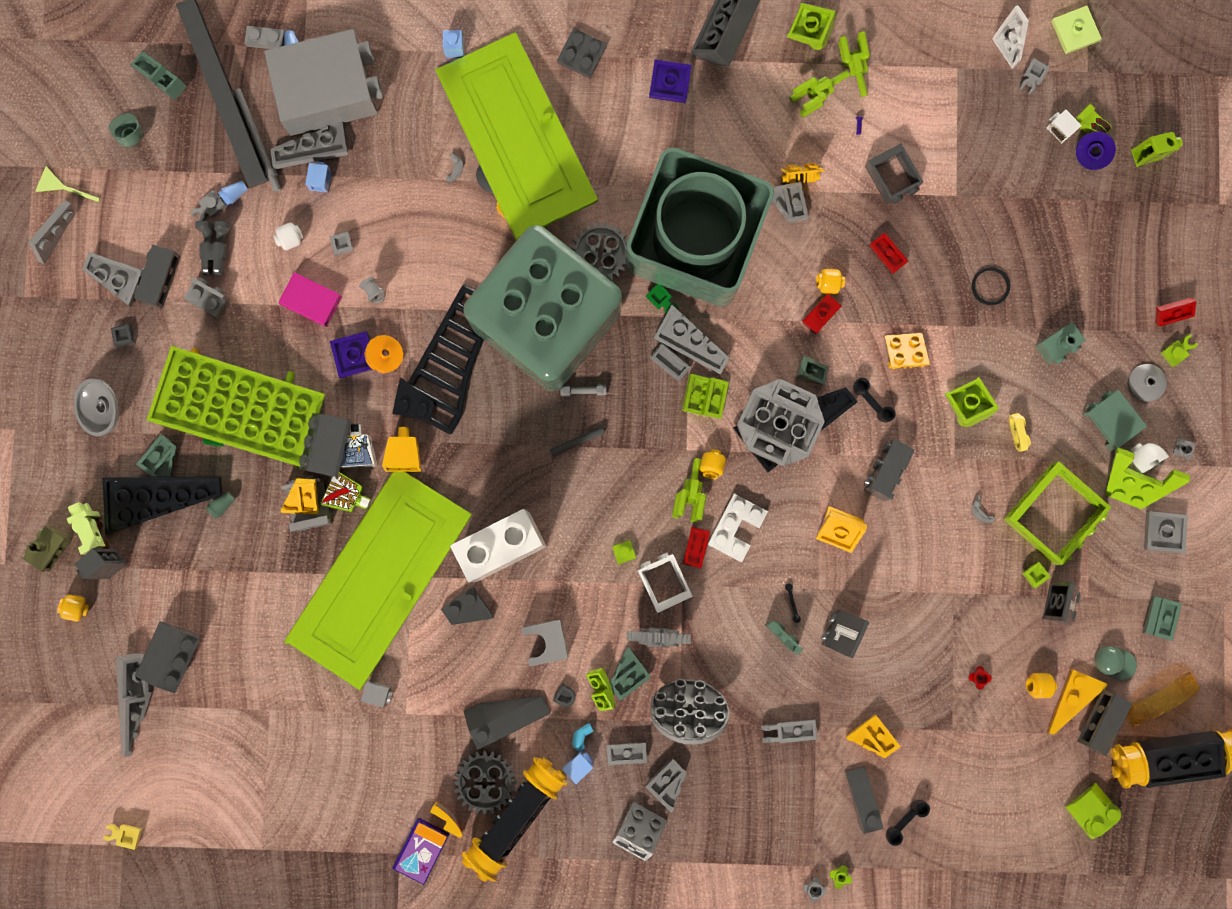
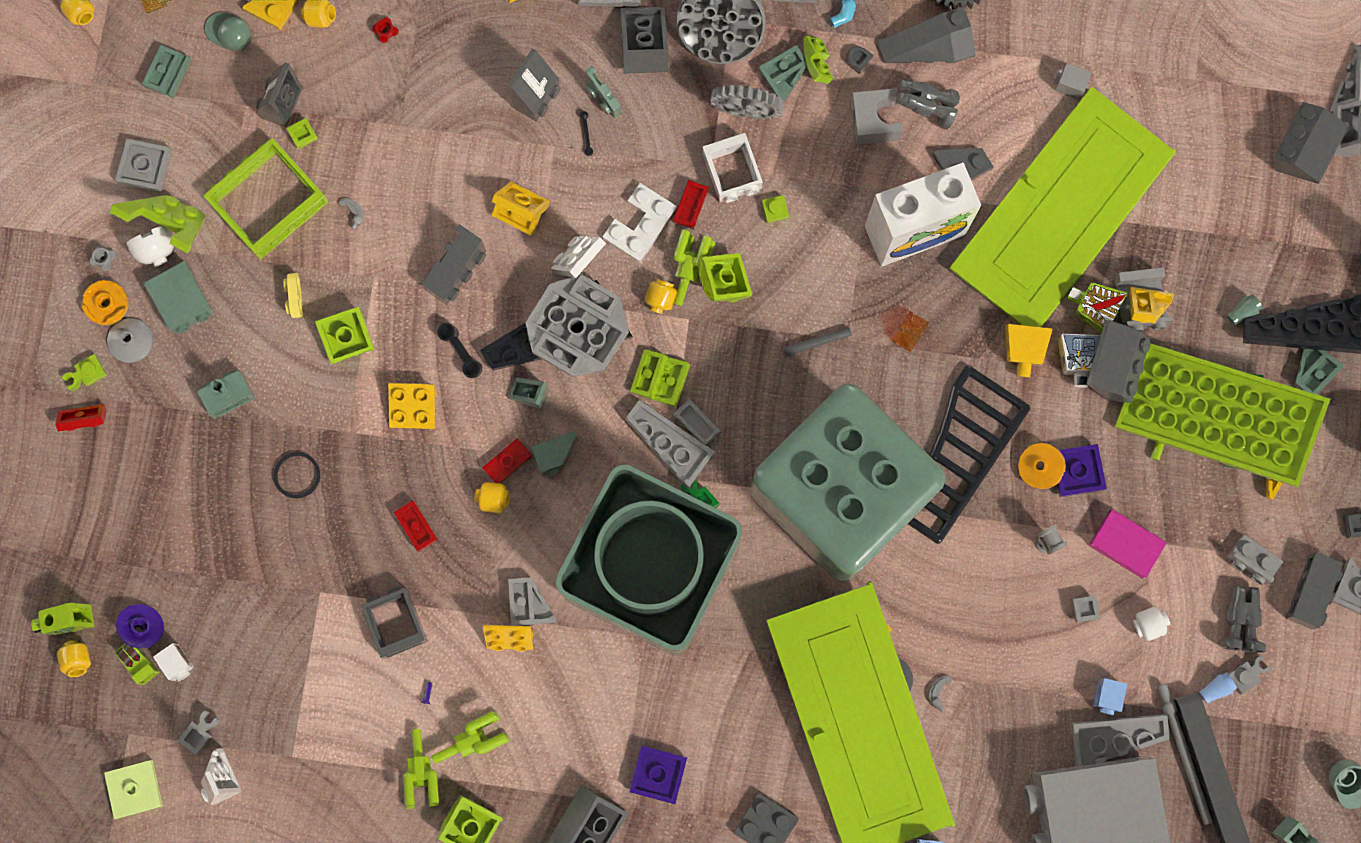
camera: 170 degrees left, 5 degrees down
(412, 403) = (1011, 404): black wing -> none
(500, 457) = (910, 331): none -> clear orange bracket
(506, 657) = (921, 97): none -> dark grey piece
(600, 390) = (784, 399): light grey bar -> none
(616, 254) = (788, 570): light grey gear -> none
(661, 482) = (724, 278): none -> lime slope
(754, 692) = (644, 40): none -> dark grey slope
(785, 321) = (554, 453): none -> sand green slope
(787, 485) = (578, 255): none -> white plate
(1142, 120) = (73, 658): none -> yellow head
(1184, 410) = (97, 294): none -> light orange plate

